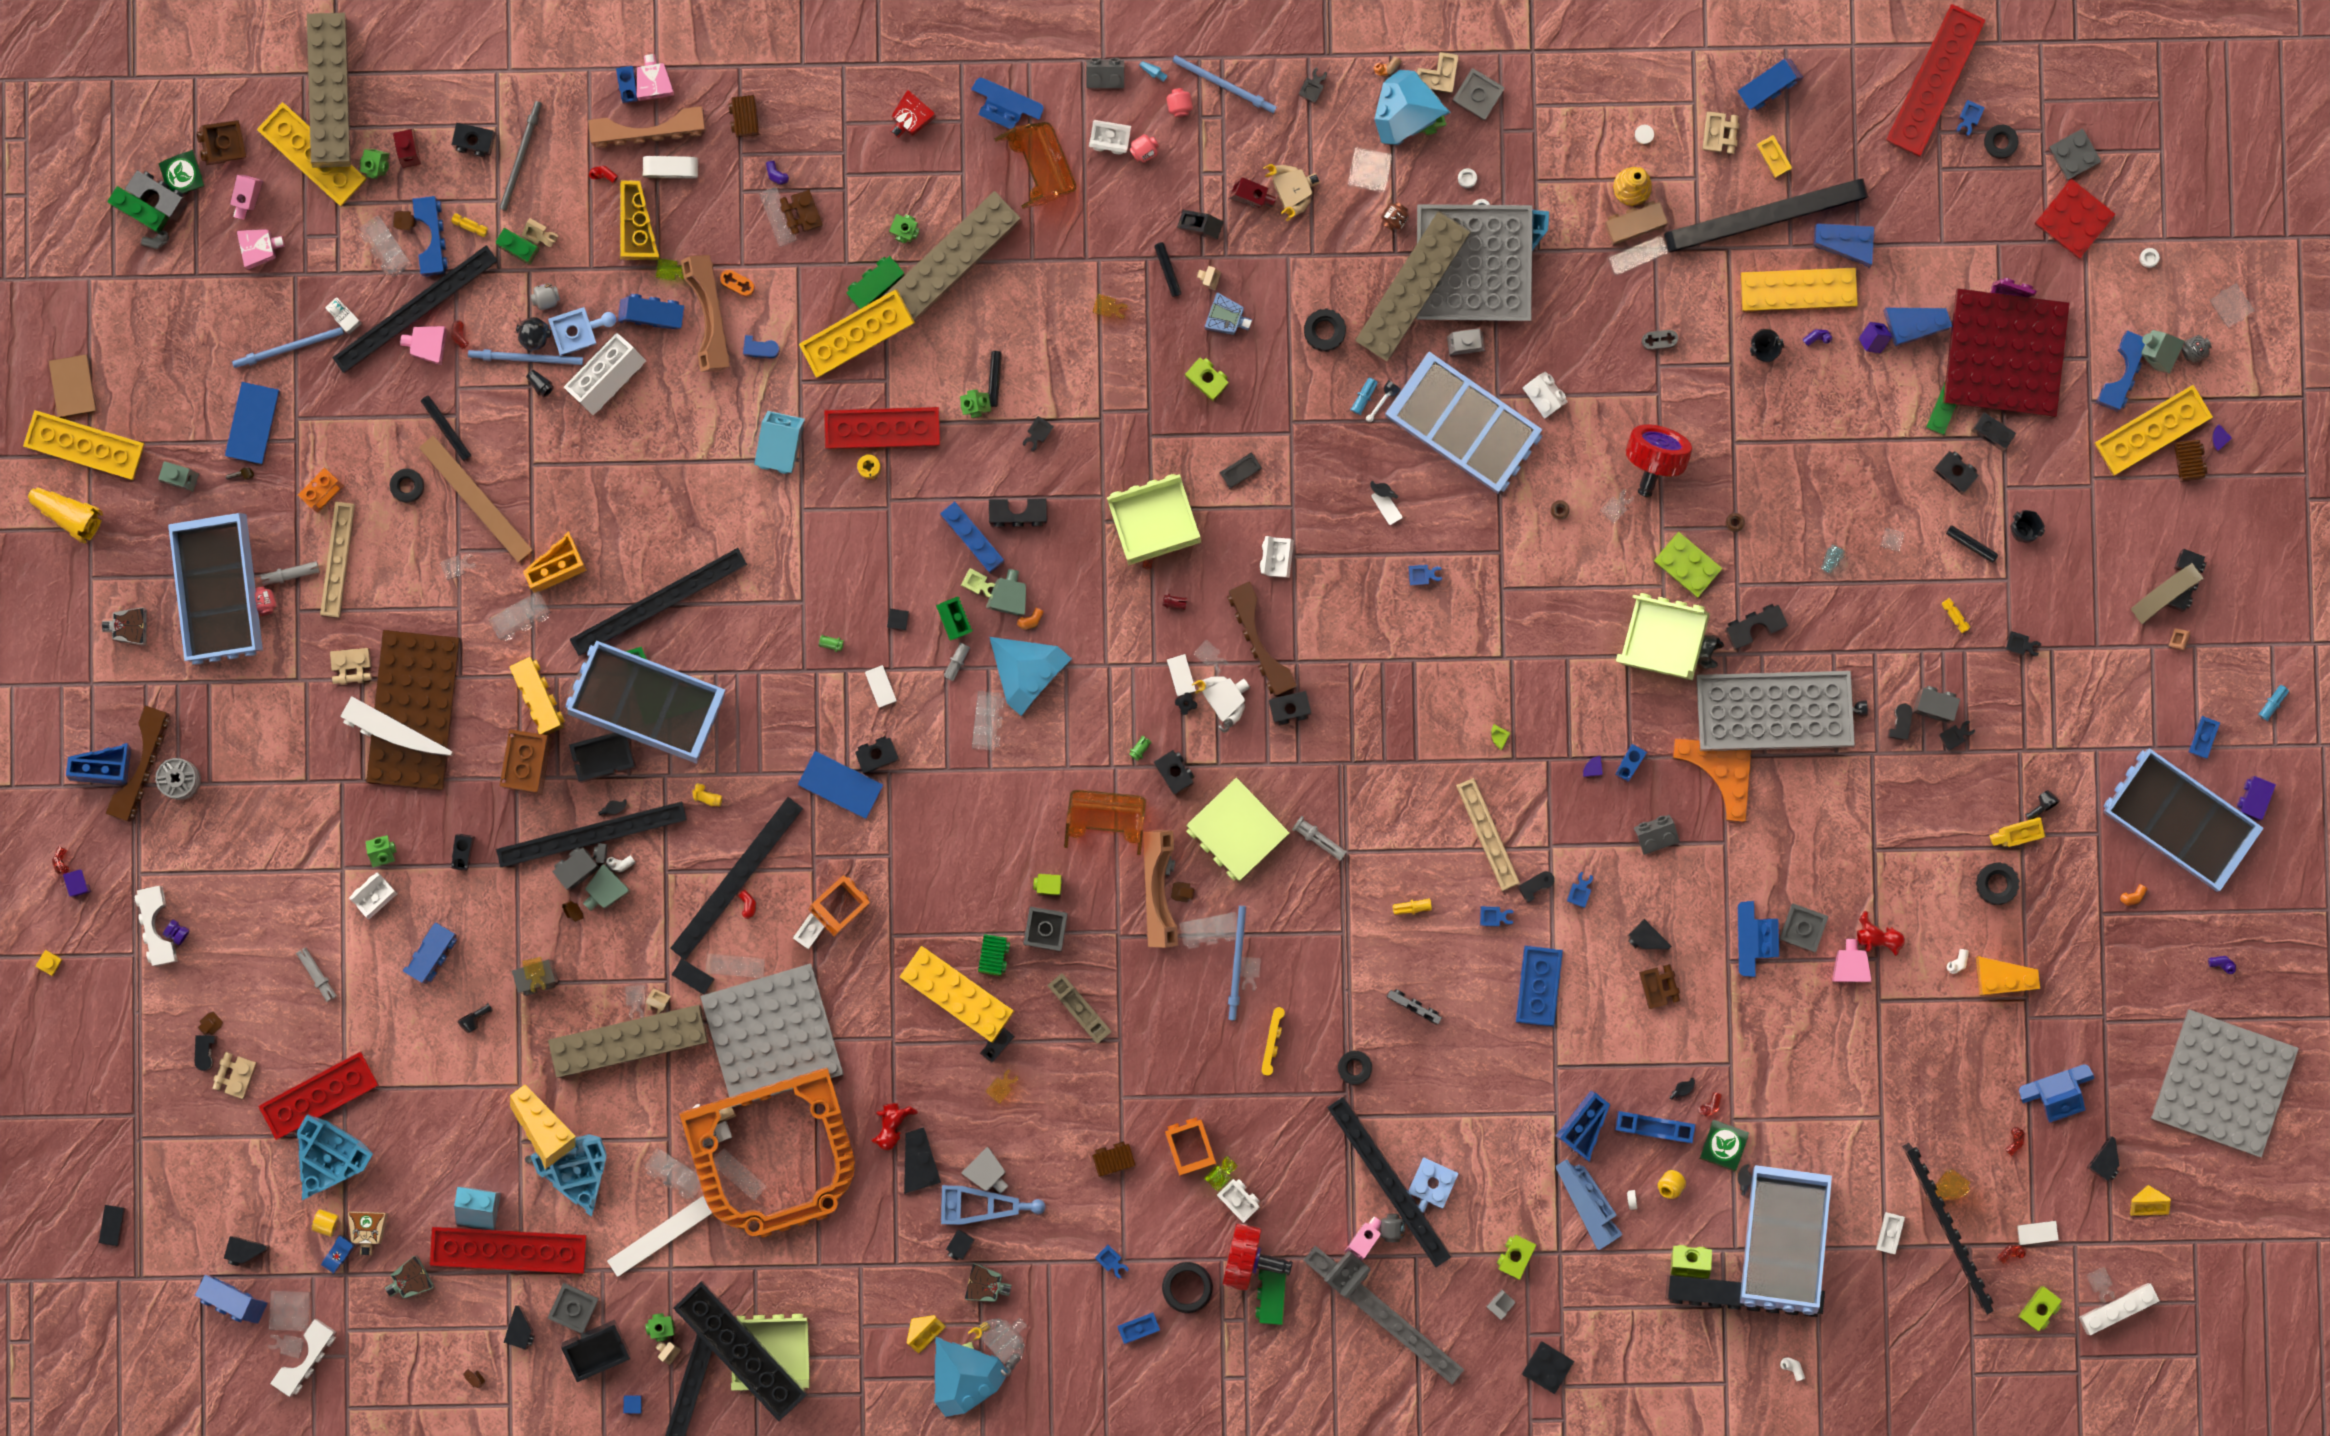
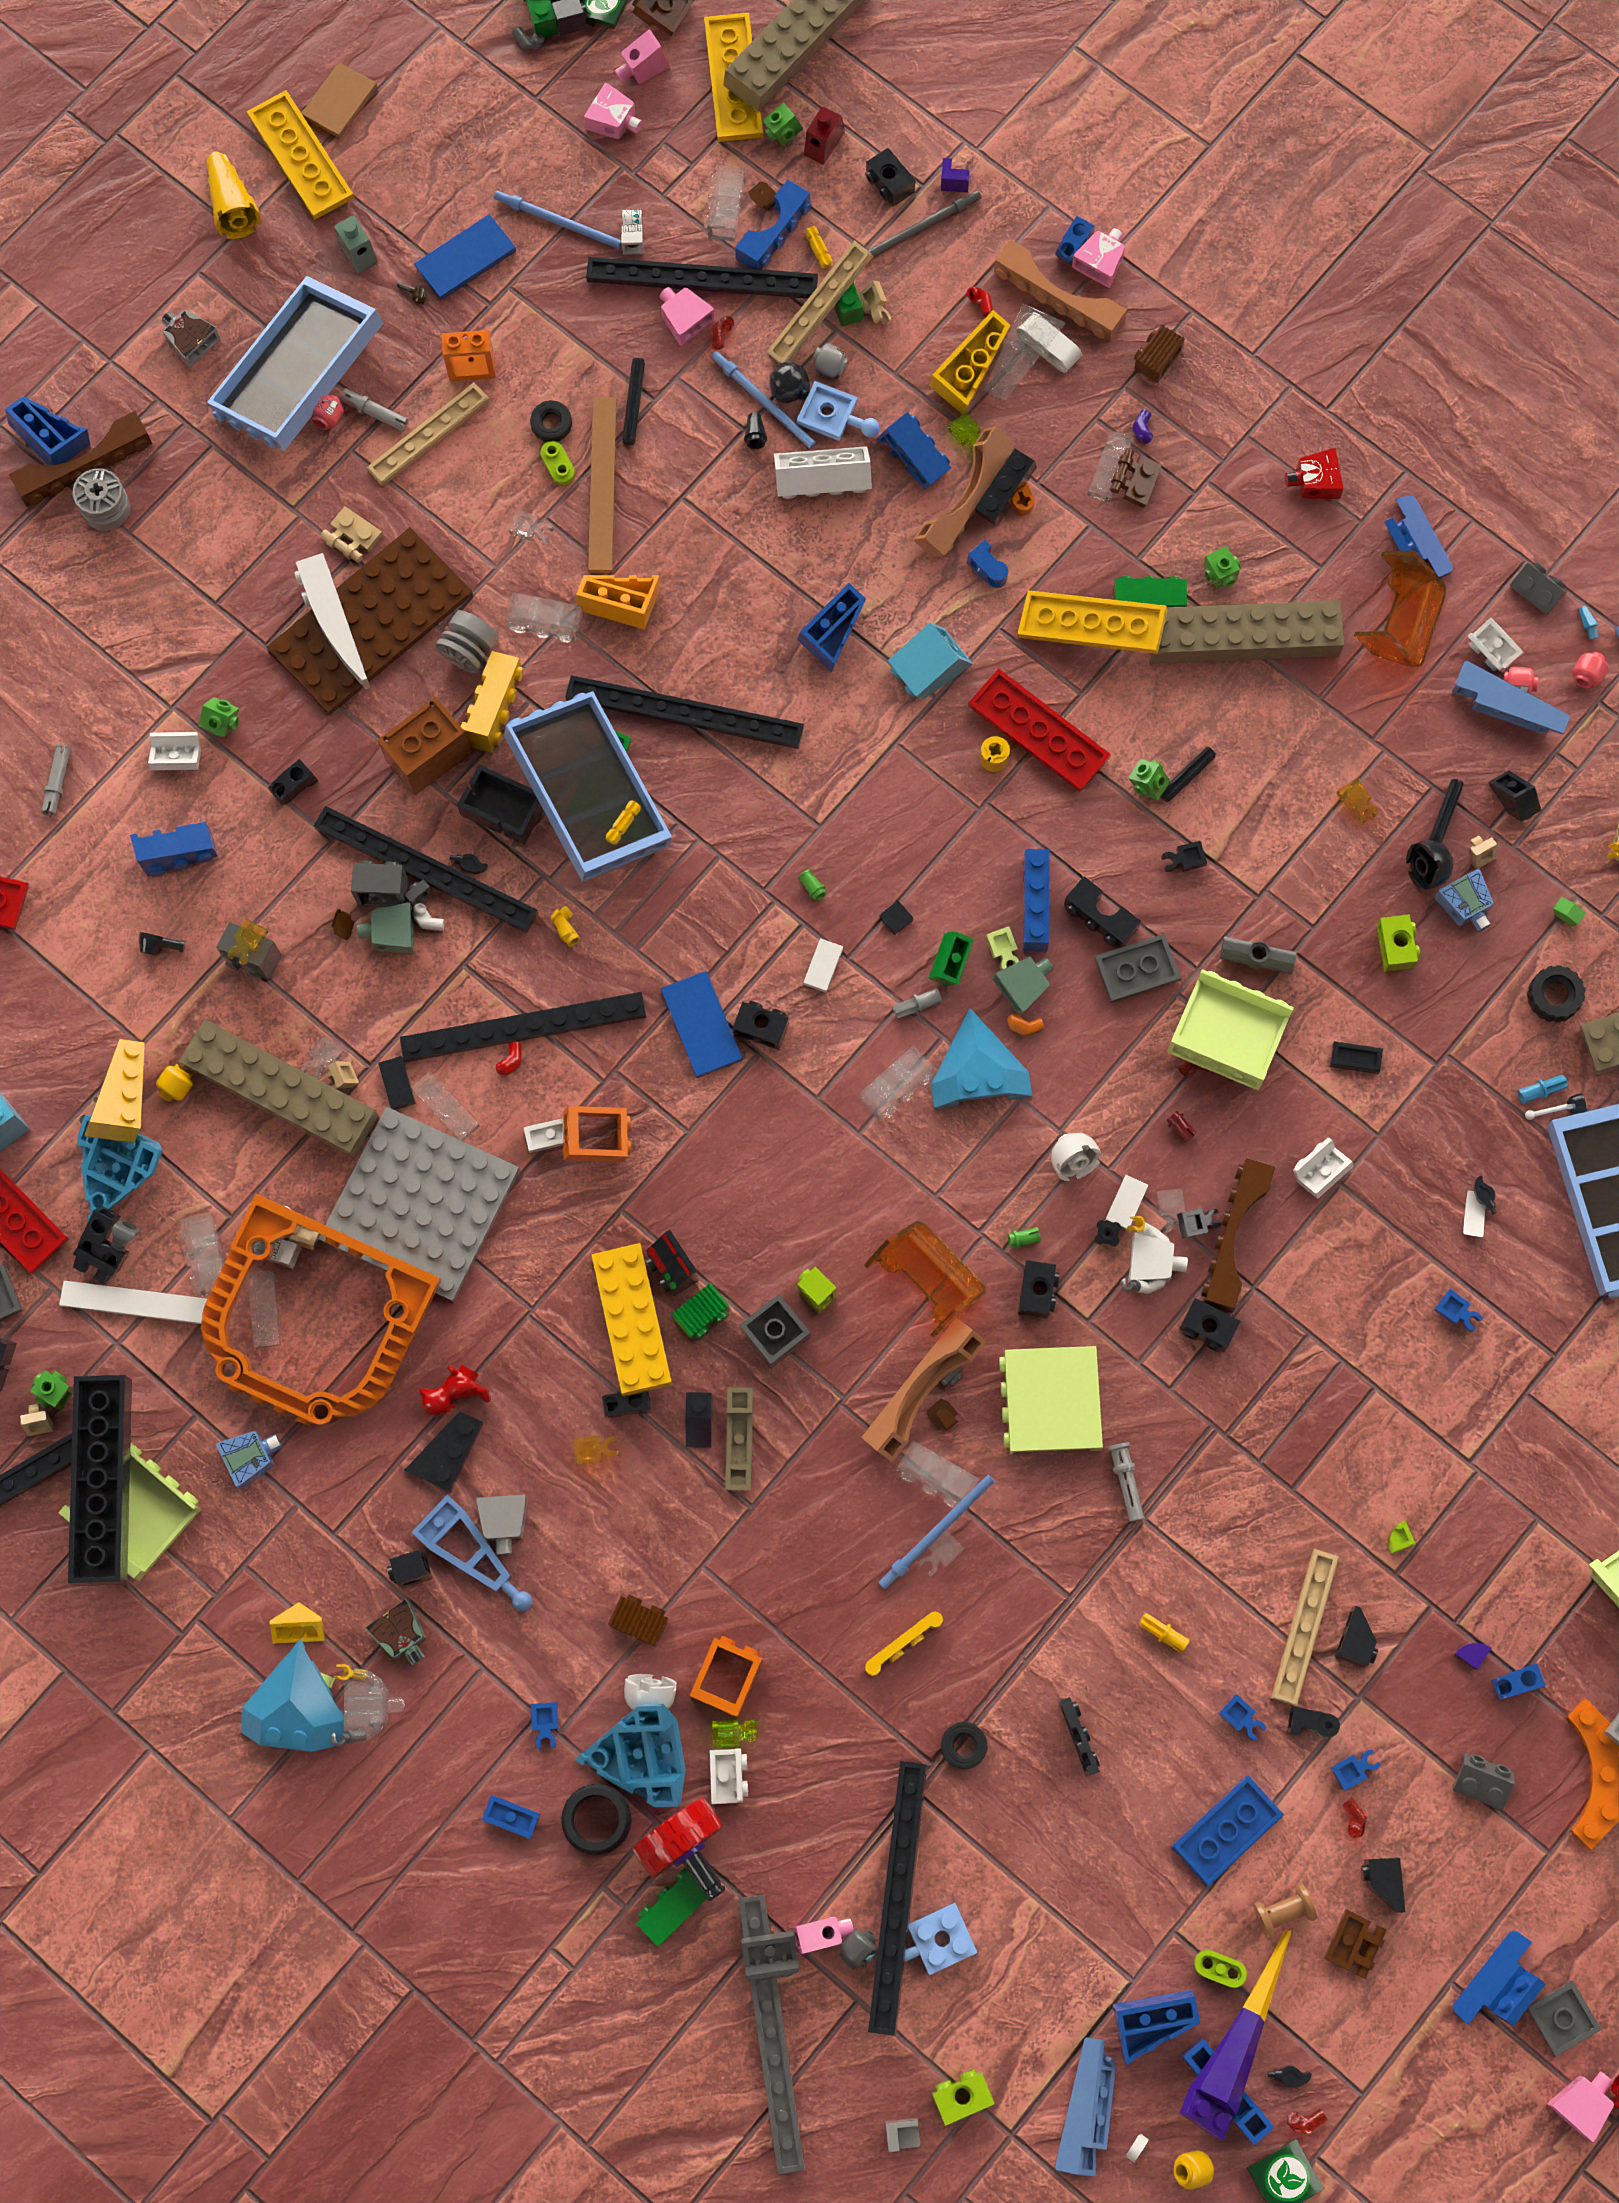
camera: 40 degrees right, 10 degrees down
(435, 509) = (556, 462): none -> lime plate
(488, 673) = (466, 641): none -> light grey wheel
(508, 267) = (820, 303): none -> tan tile
(513, 103) = (954, 179): none -> dark purple panel
(563, 1091) = (174, 1083): none -> yellow head
(610, 1225) = (97, 1250): none -> black hips
(659, 185) = (1025, 344): none -> clear wing
(689, 705) = (623, 822): none -> yellow axle
(701, 470) = (832, 625): none -> blue wedge
(728, 289) = (1010, 478): none -> black arch
(808, 1264) = (248, 1456): none -> torso
(951, 942) = (672, 1264): none -> black slope
(1046, 1017) = (698, 1419): none -> black slope
(1067, 527) = (1137, 968): none -> dark grey plate
(1127, 674) = (1075, 1155): none -> white cylinder
(1142, 451) = (1274, 958): none -> dark grey piece
(1148, 167) = (1507, 702): none -> medium blue wedge
(1156, 1195) = (643, 1690): none -> white cylinder
(1182, 1231) = (642, 1755): none -> dark azure wedge
(1186, 312) = (1430, 864): none -> black cylinder
(1231, 653) = (1196, 1222): none -> plate
(1244, 190) = (1592, 806): dark red torso -> none
(1291, 271) = (1568, 912): none -> bright green piece
(1523, 817) = (1357, 1640): none -> black slope
(1597, 1065) = (1219, 1968): none -> lime plate
(1605, 917) = (1357, 1819): none -> clear red arm
(1606, 1003) = (1285, 1911): none -> medium nougat piece
(1647, 1124) = (1221, 2083): none -> dark purple plate

